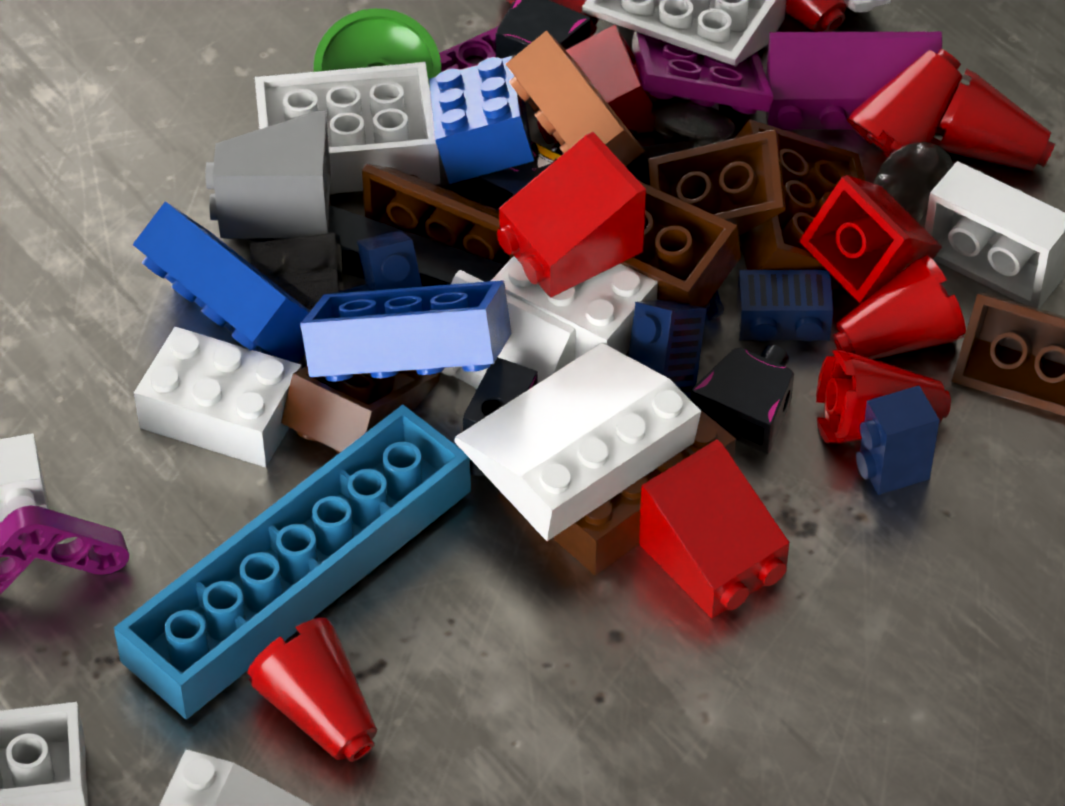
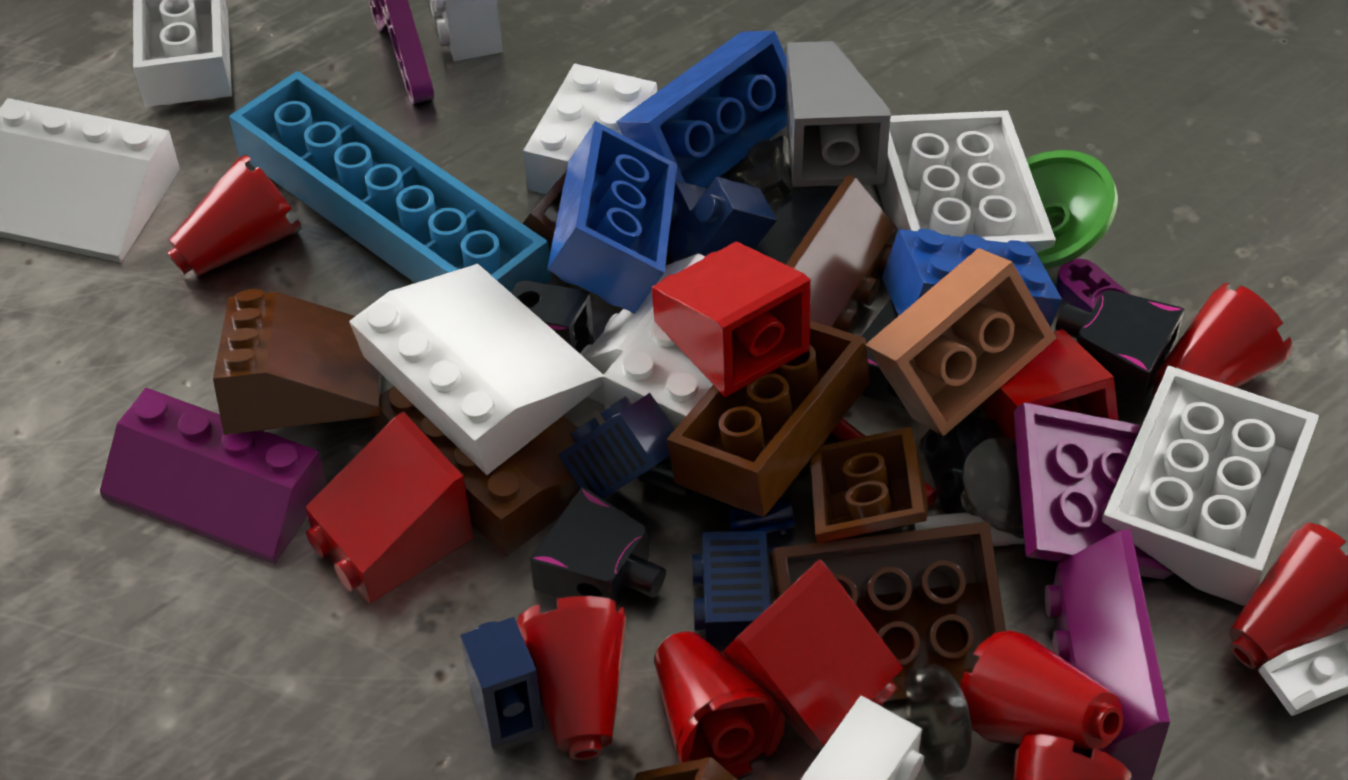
camera: 90 degrees right, 0 degrees up
(545, 608) = (290, 365): none -> reddish brown slope
(655, 689) = (227, 488): none -> magenta slope

